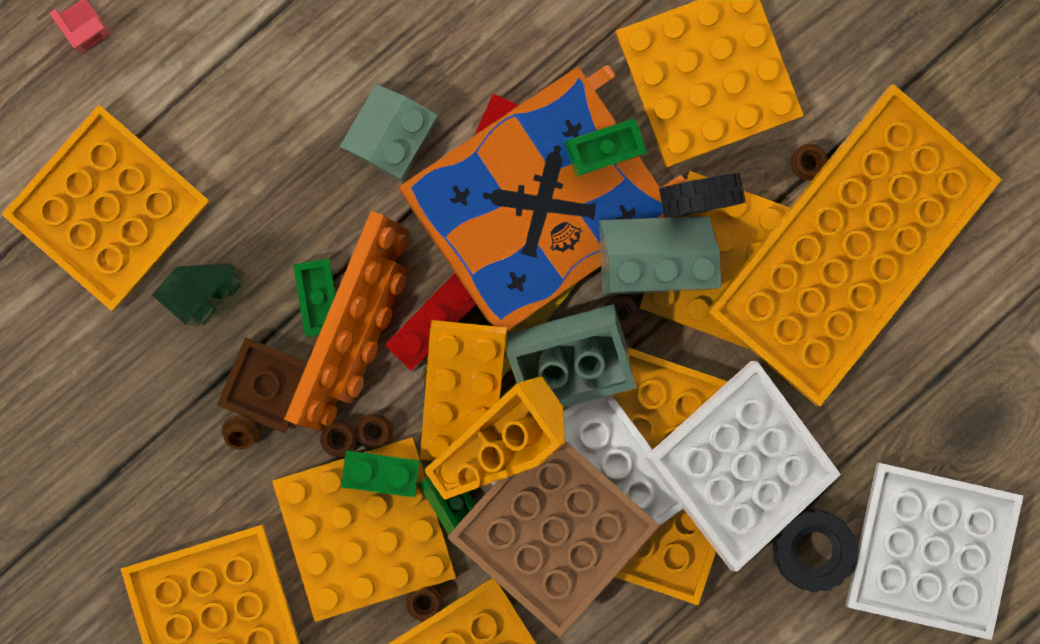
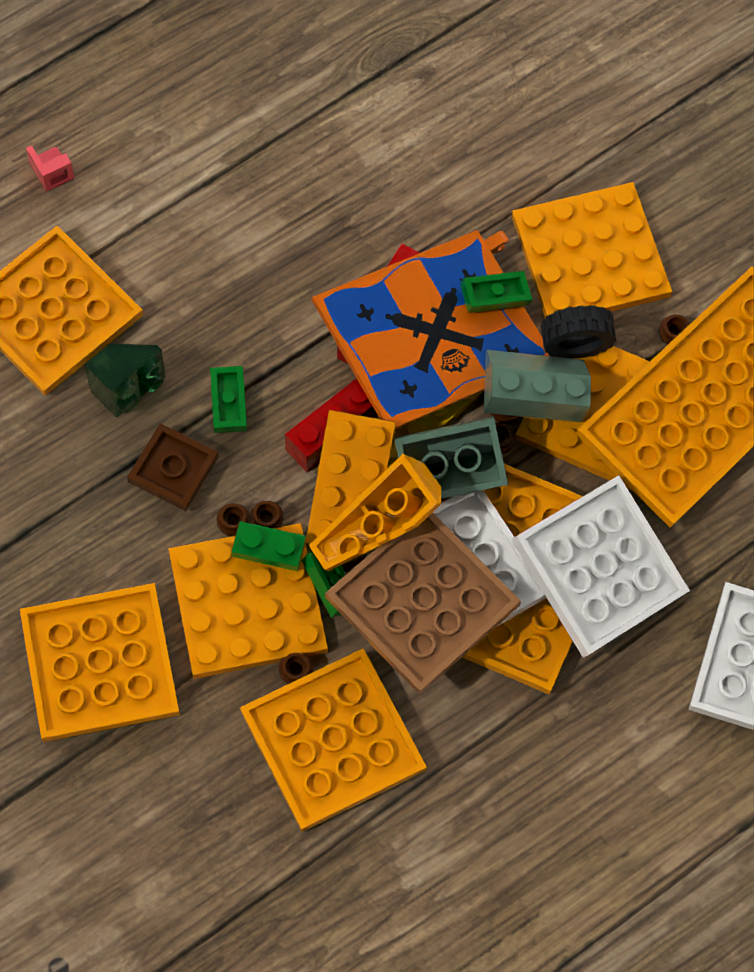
camera: 10 degrees right, 20 degrees down
(240, 432) = (138, 509): reddish brown plate -> none
(352, 325) = (256, 418): orange plate -> none
(390, 132) = (309, 269): sand green slope -> none
(819, 578) = (673, 631): black tyre -> none

